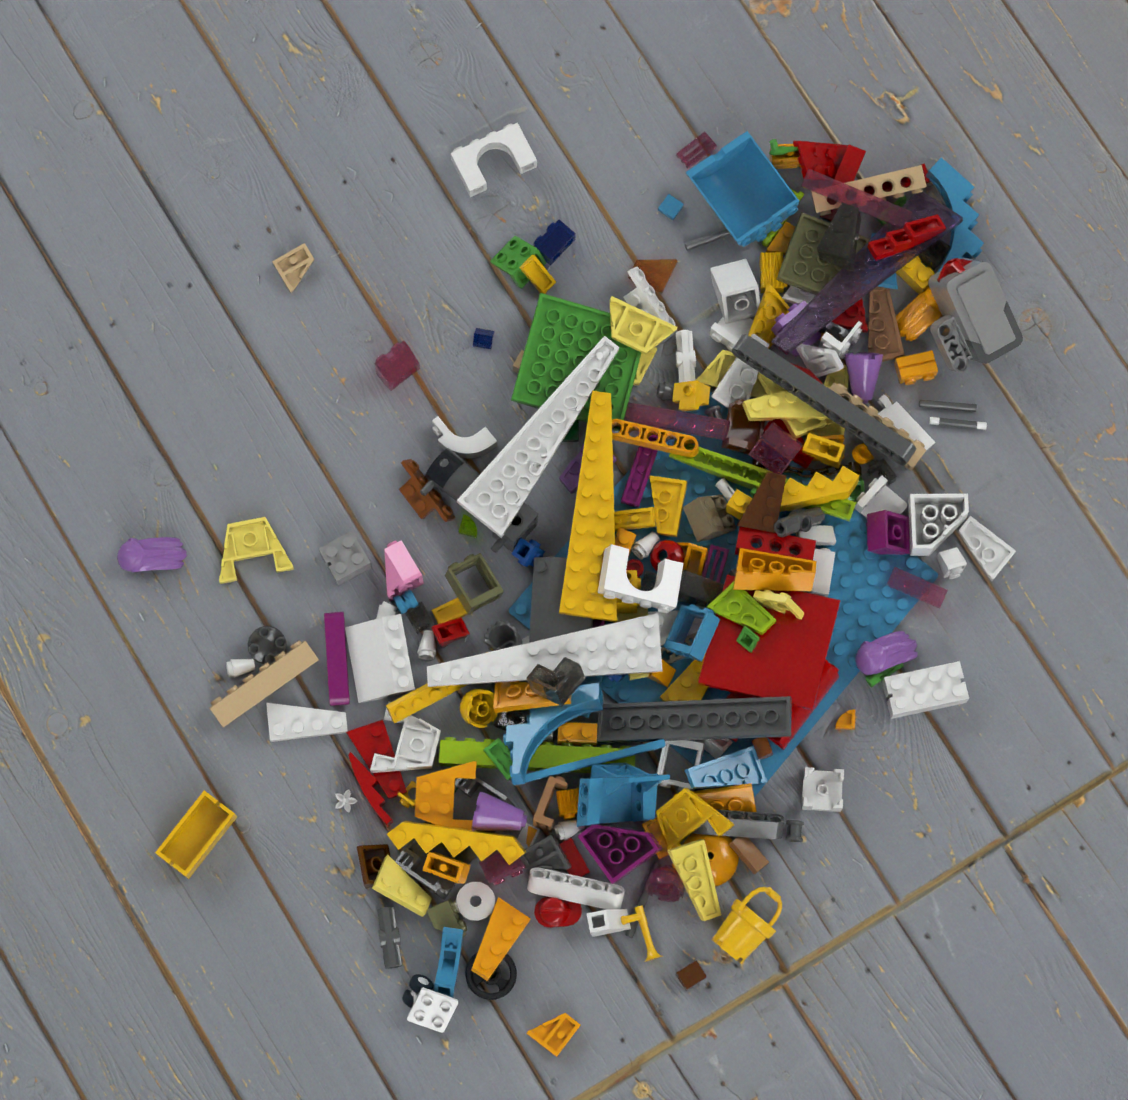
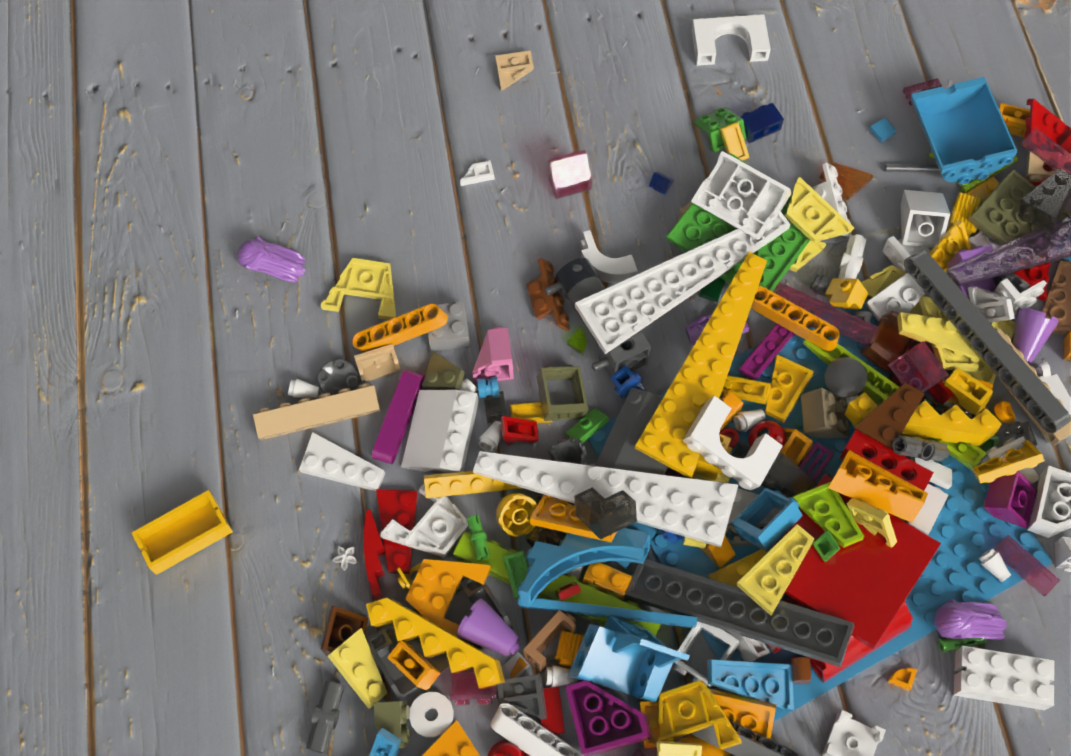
camera: 25 degrees right, 10 degrees down
(296, 617) = (377, 363): none -> tan hinge
(307, 391) = (478, 173): none -> white tile
(314, 579) = (401, 328): none -> light orange beam
(360, 605) = (442, 374): none -> olive wing
(455, 741) = (478, 537): none -> bright green pin
(507, 604) = (588, 425): none -> bright green plate
(549, 757) = (568, 591): none -> red tile
(565, 338) = (741, 196): none -> white piece
(713, 677) = (774, 572): none -> light yellow wing
(716, 477) = (845, 377): none -> dark grey dish
(780, 150) = (1007, 107): bright green bar -> none
(880, 502) = (1014, 460): none -> yellow wing
(891, 597) = (994, 564): none -> white cone

